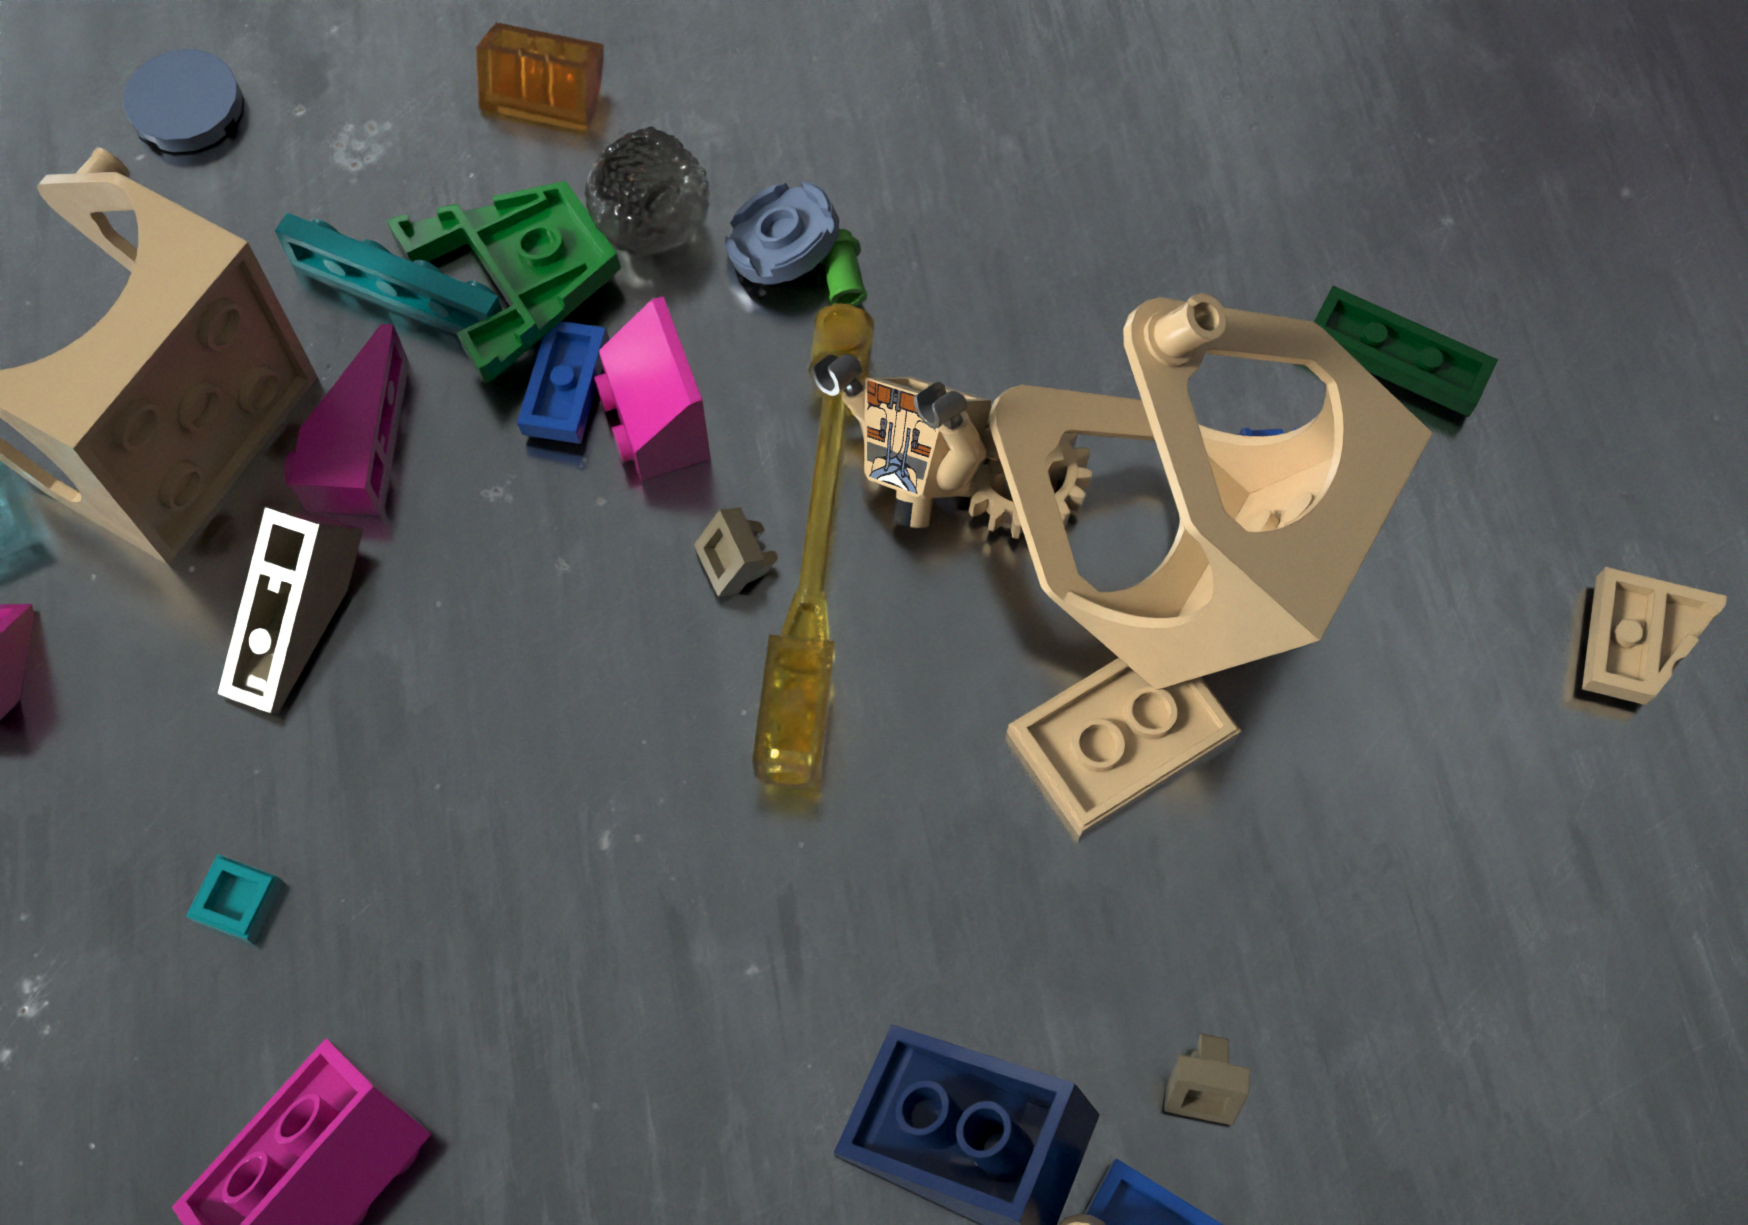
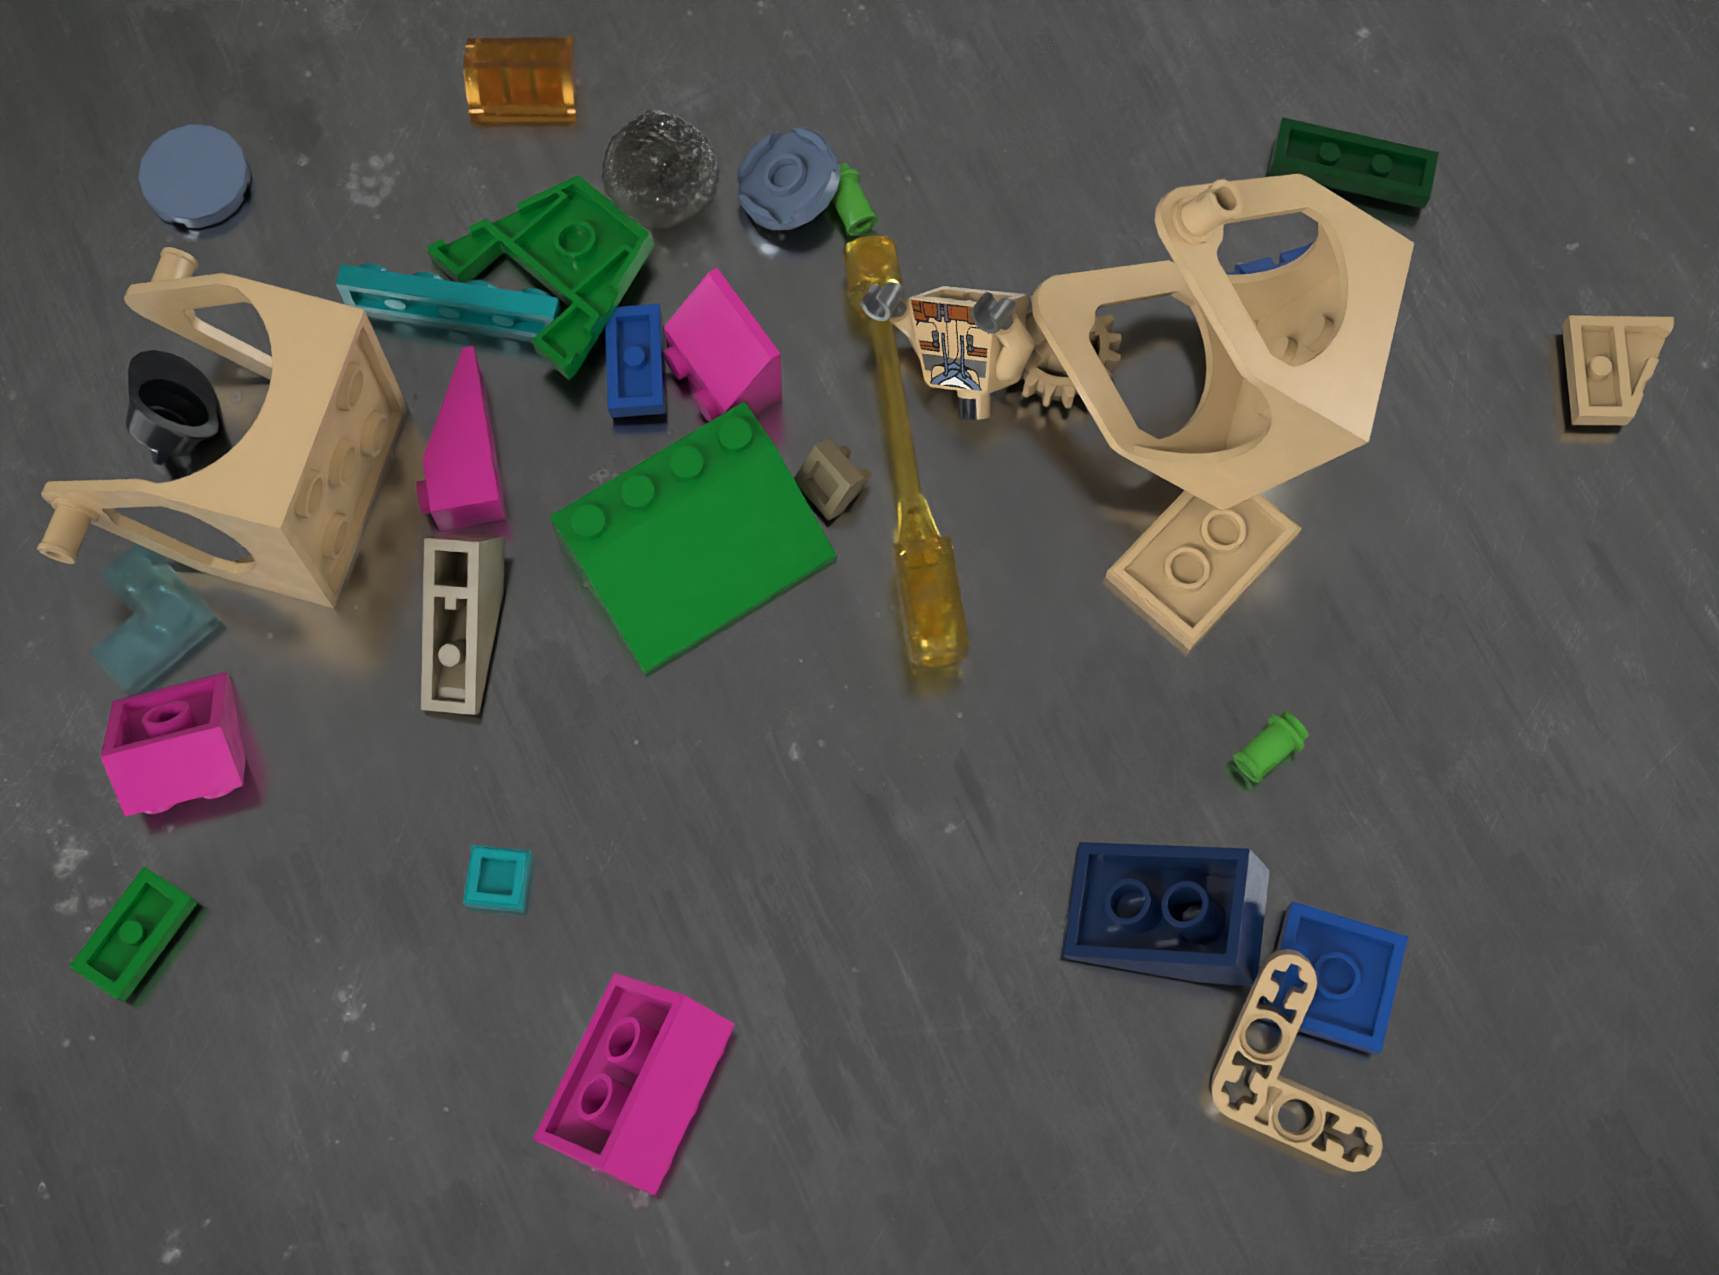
camera: 15 degrees left, 5 degrees up
(61, 304) = (169, 405): none -> black piece
(562, 580) = (693, 537): none -> green slope
(1141, 969) = (1271, 746): none -> bright green pin
(1207, 1084) = (1349, 824): dark tan tile -> none

